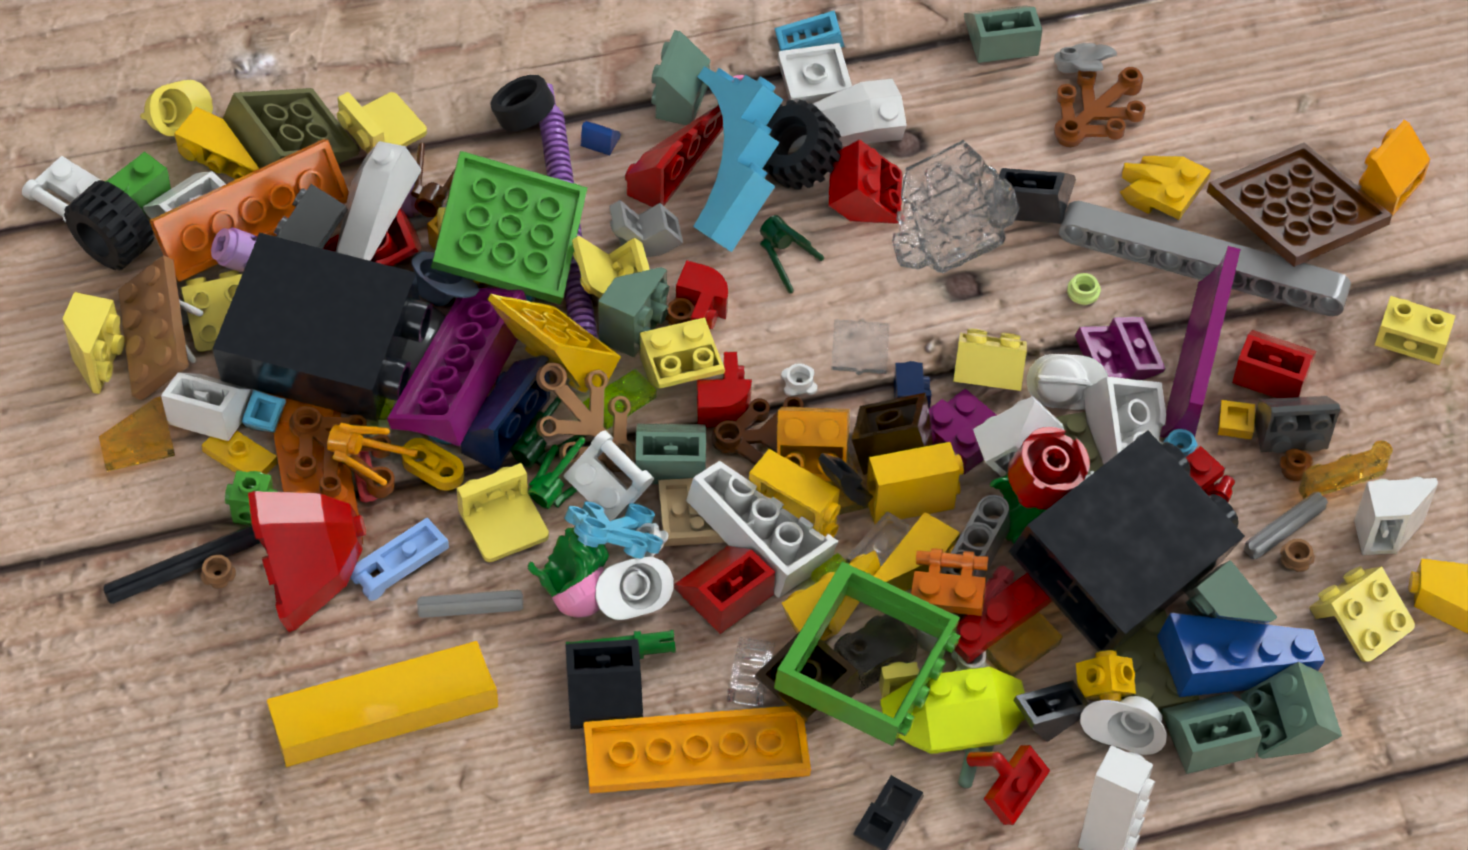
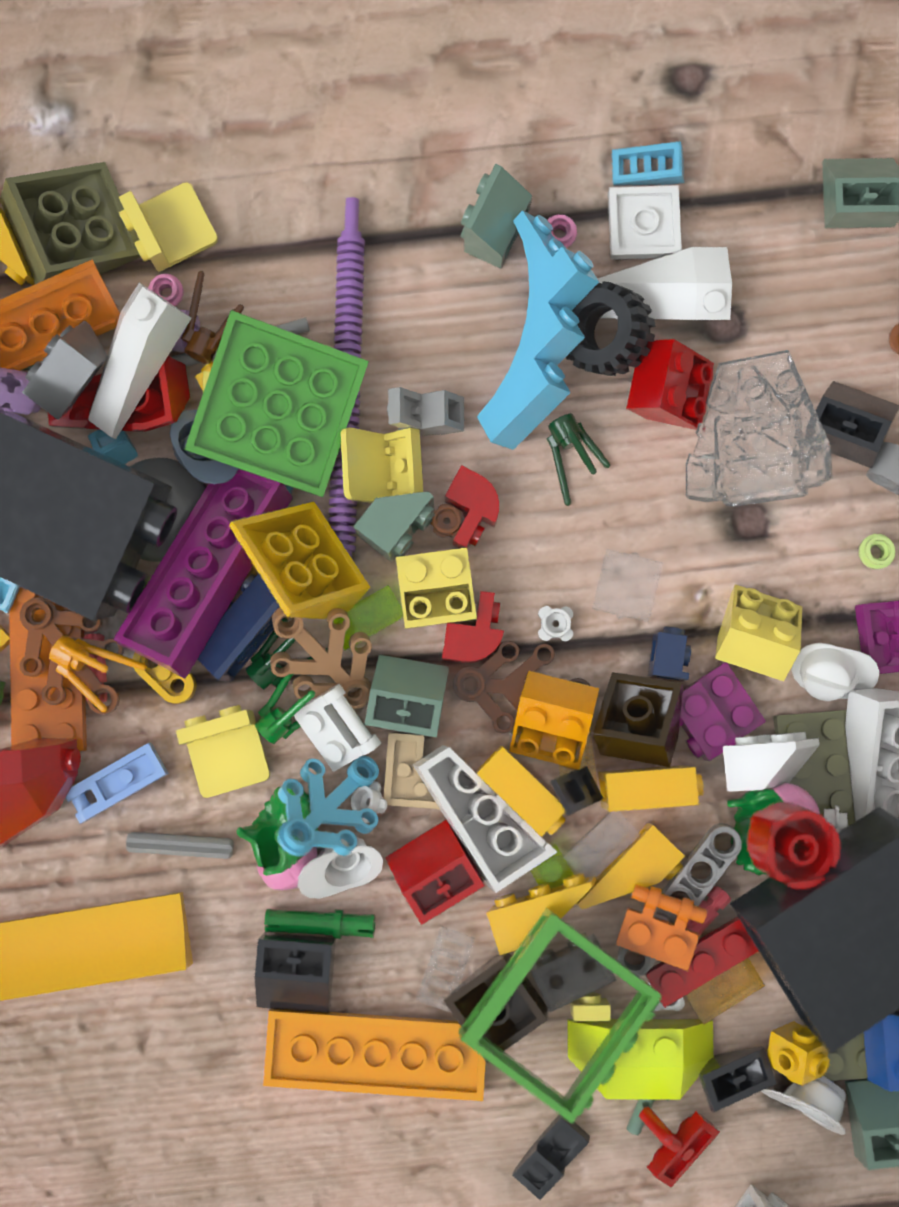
camera: 15 degrees right, 30 degrees up
(522, 103) = (333, 235): black tyre -> none
(599, 137) = (399, 272): blue slope -> none
(669, 163) = (462, 326): red wedge -> none

